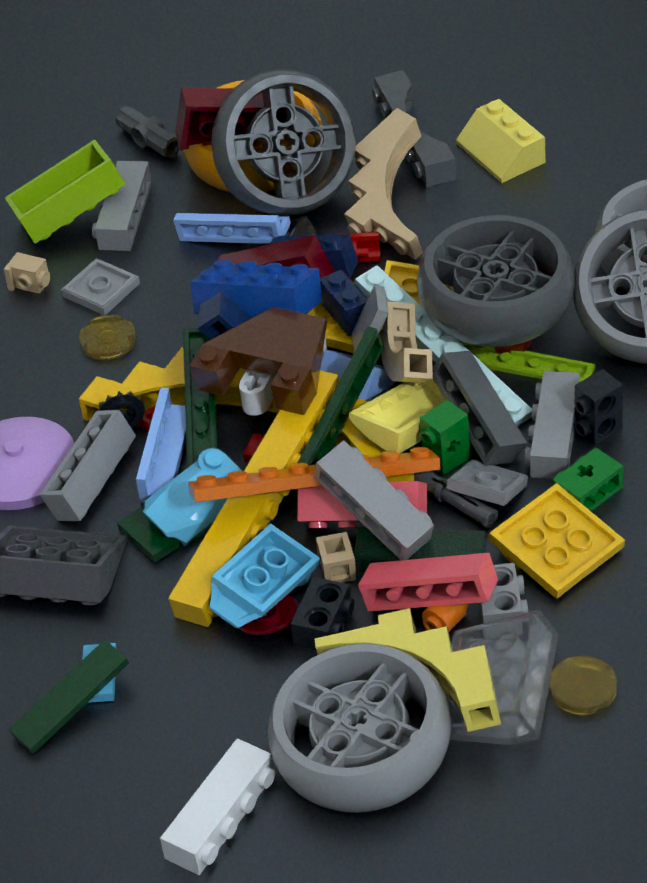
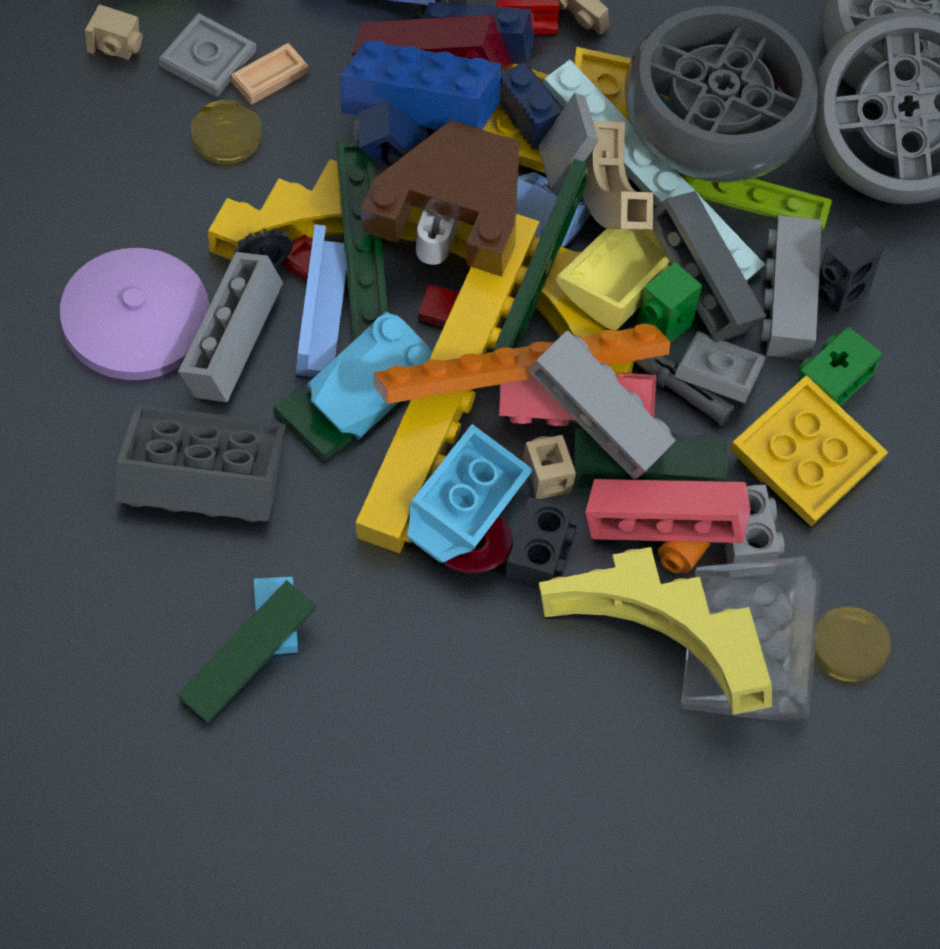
camera: 15 degrees left, 15 degrees up
(147, 296) = (269, 73): none -> light nougat tile
(218, 807) = (444, 801): white brick -> none
(359, 728) = (639, 642): light grey wheel -> none

